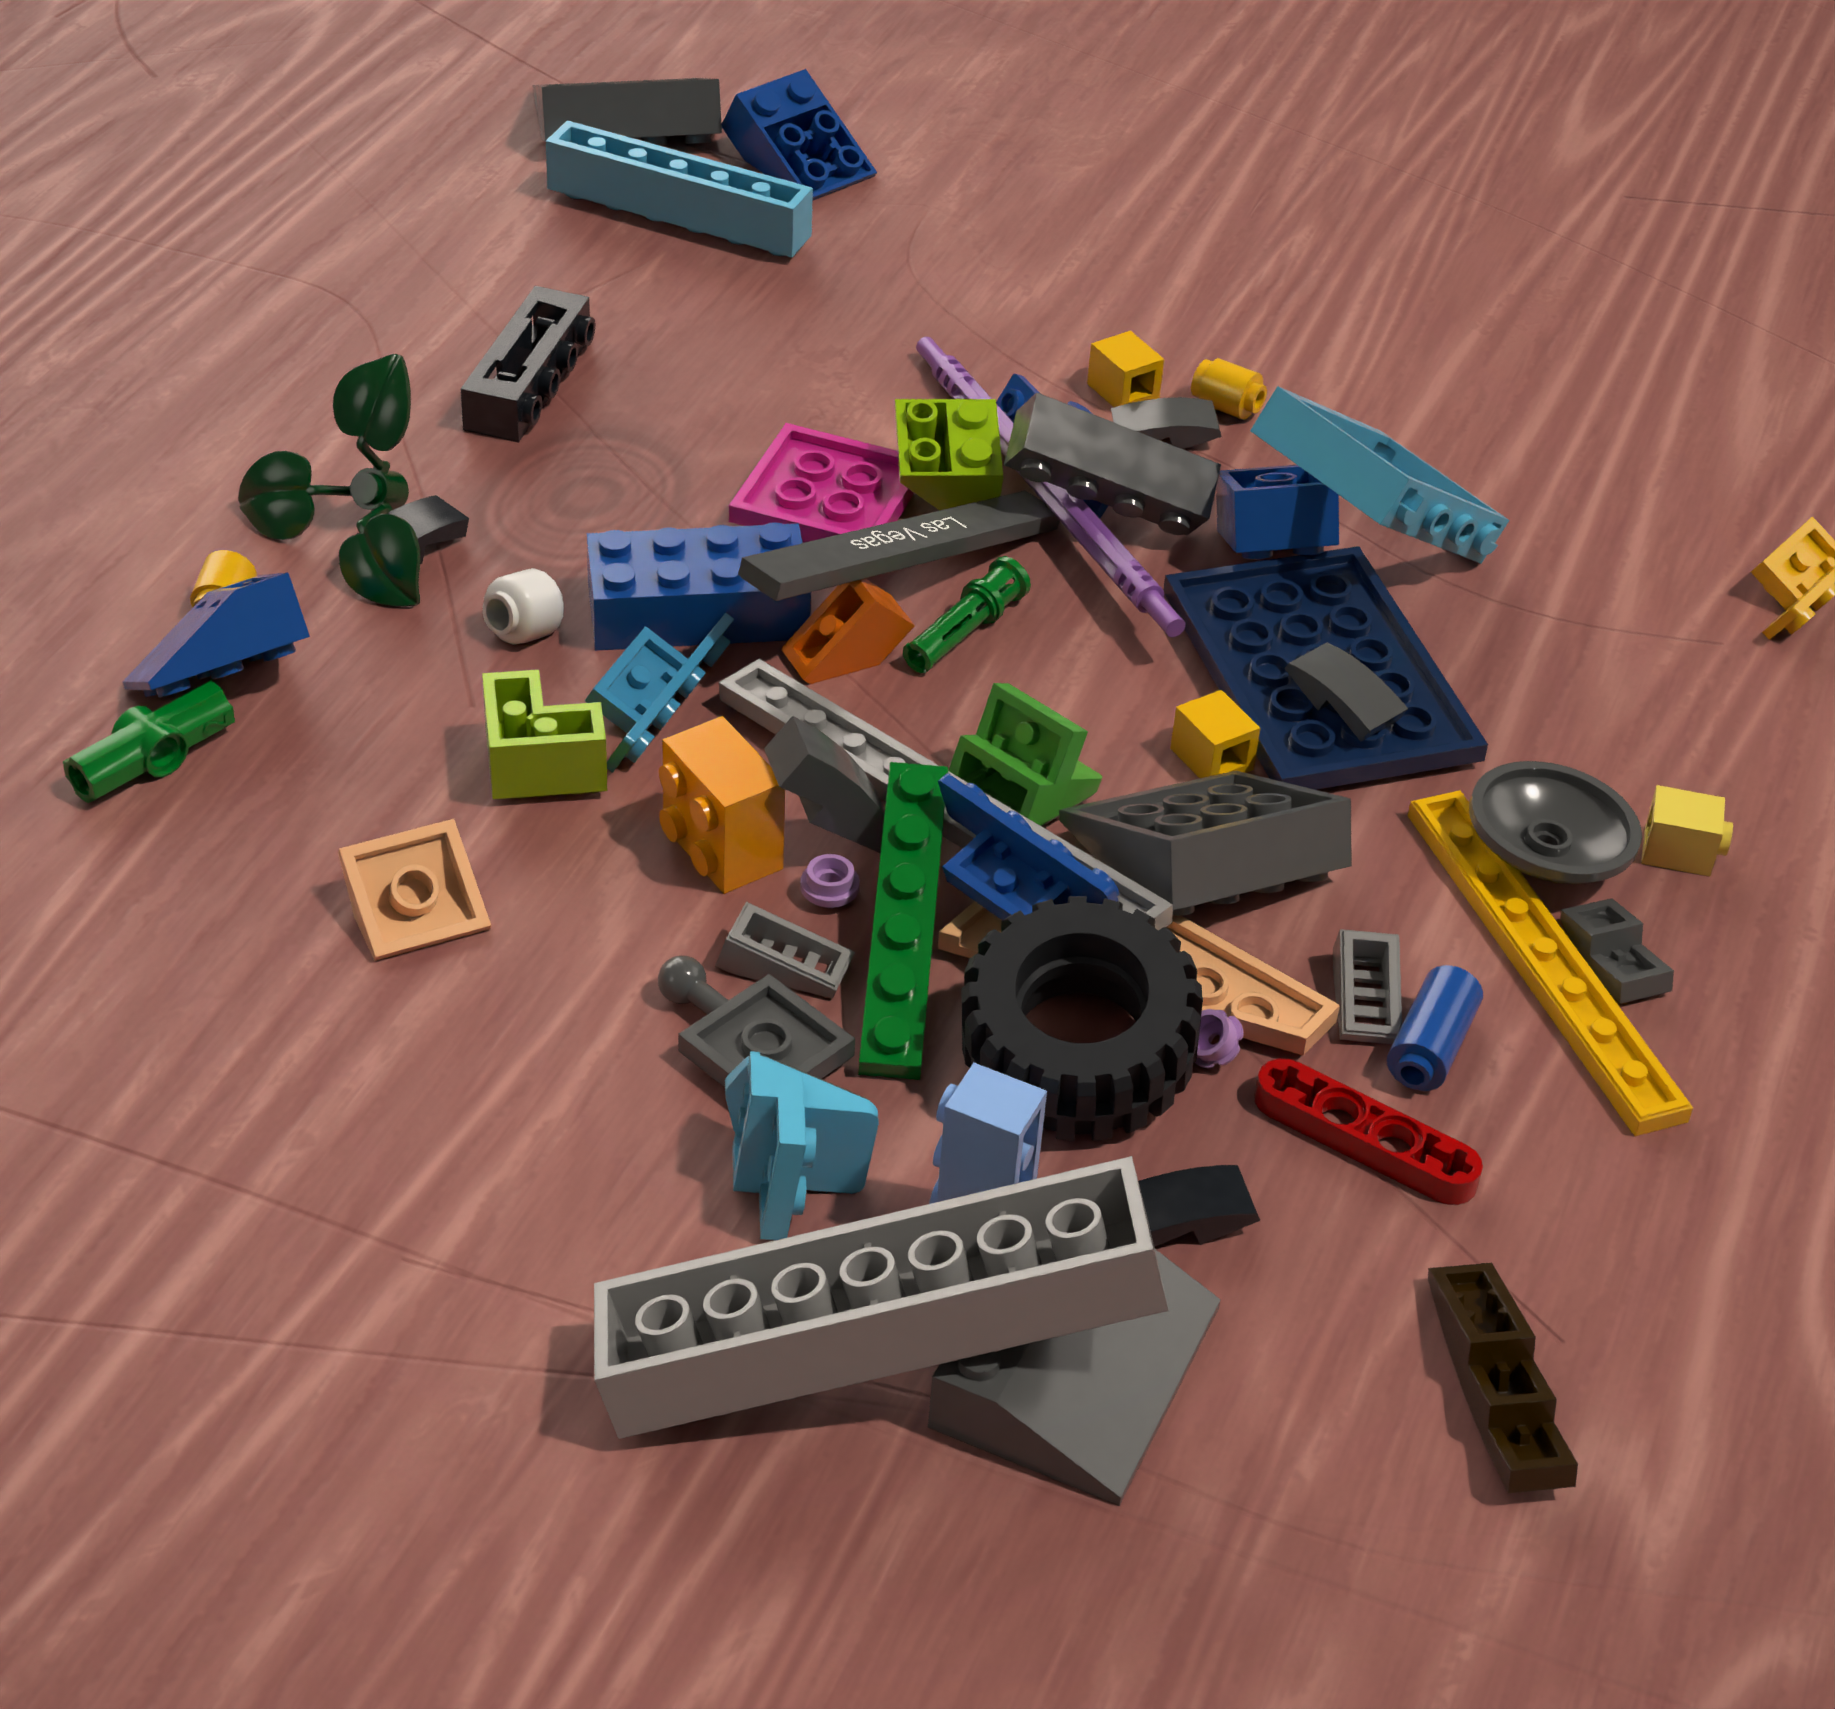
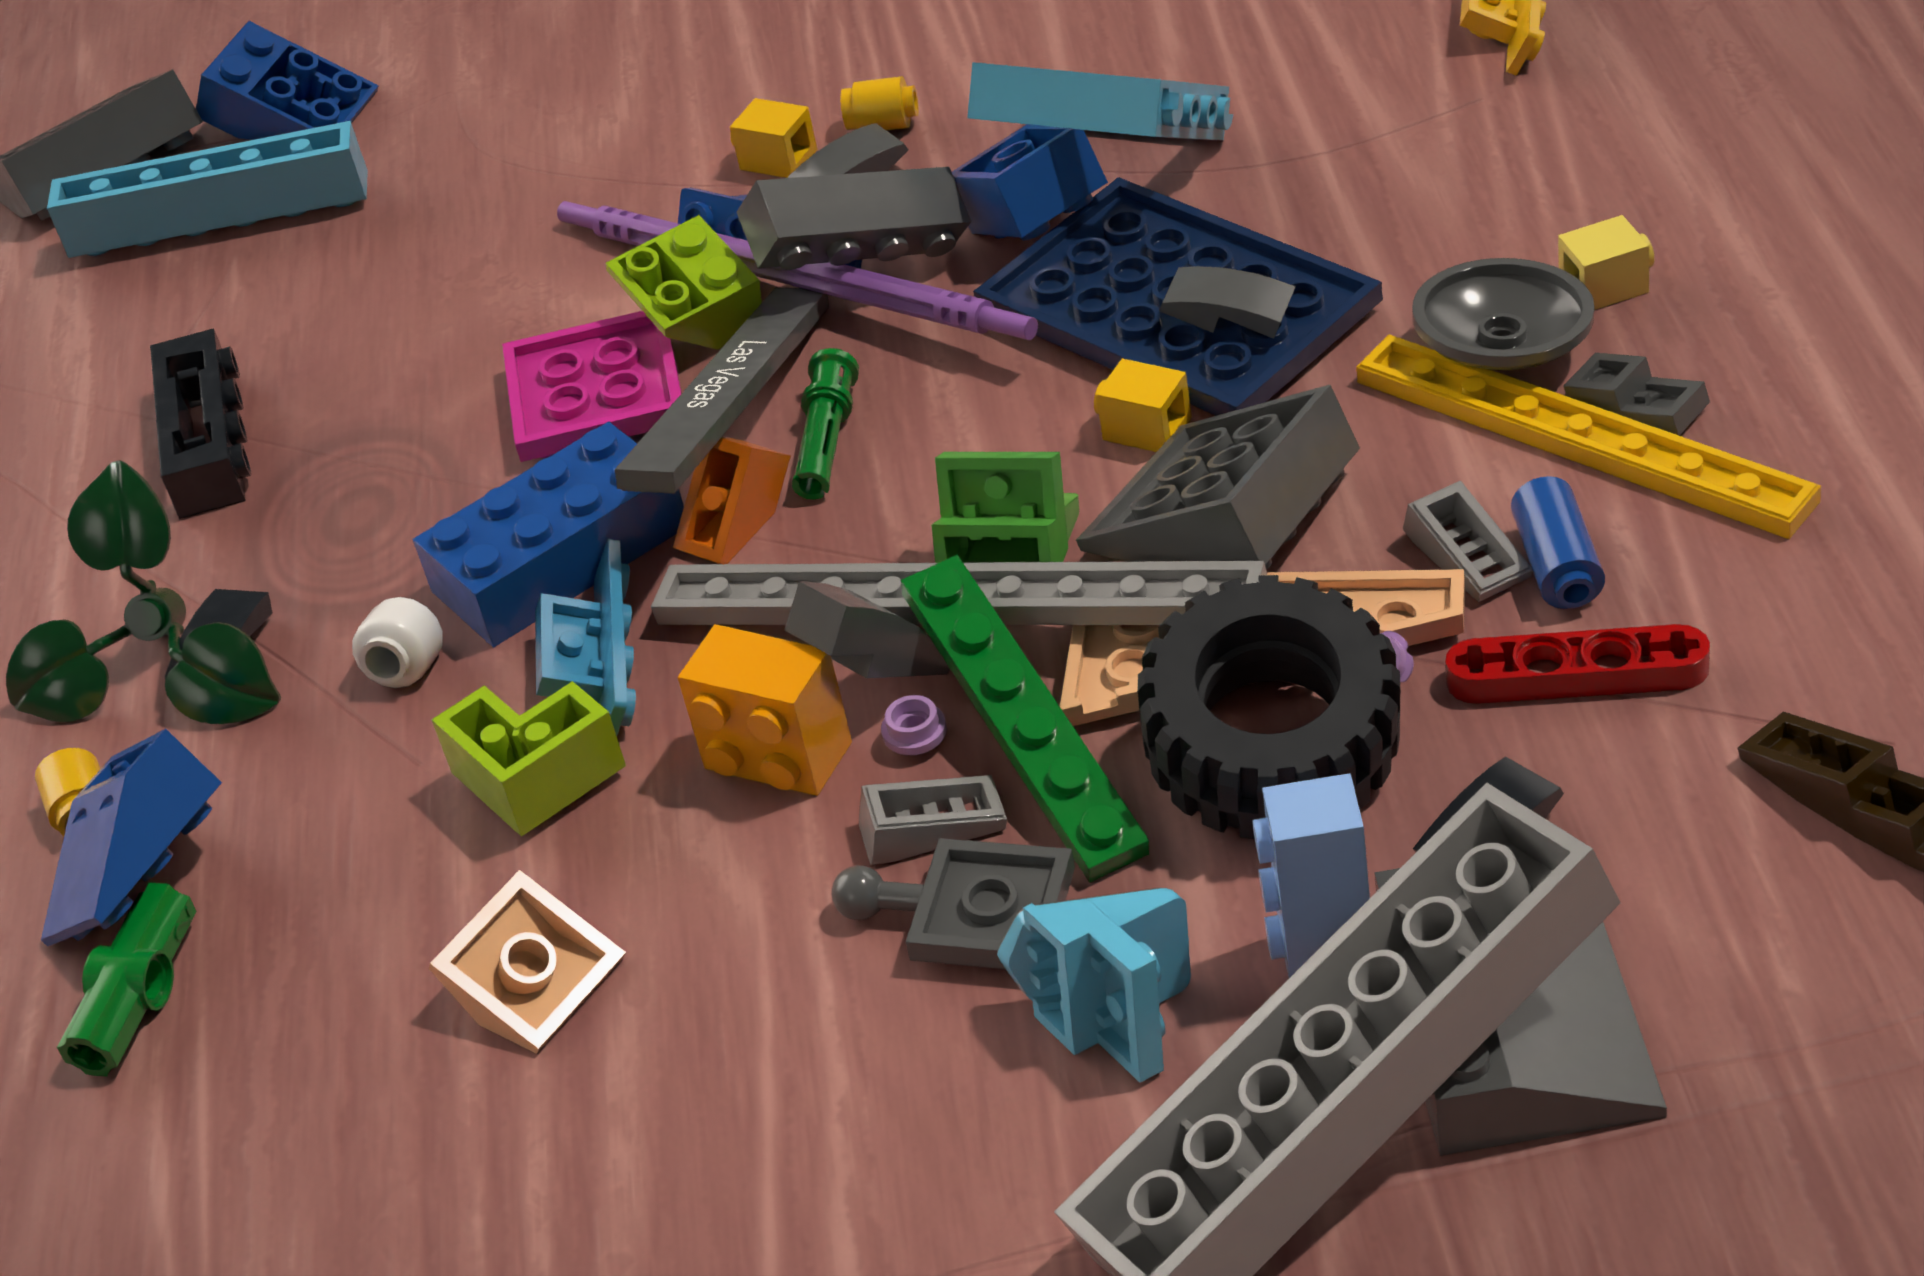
camera: 20 degrees left, 0 degrees up
(1011, 864) = (1092, 606): blue bracket -> none

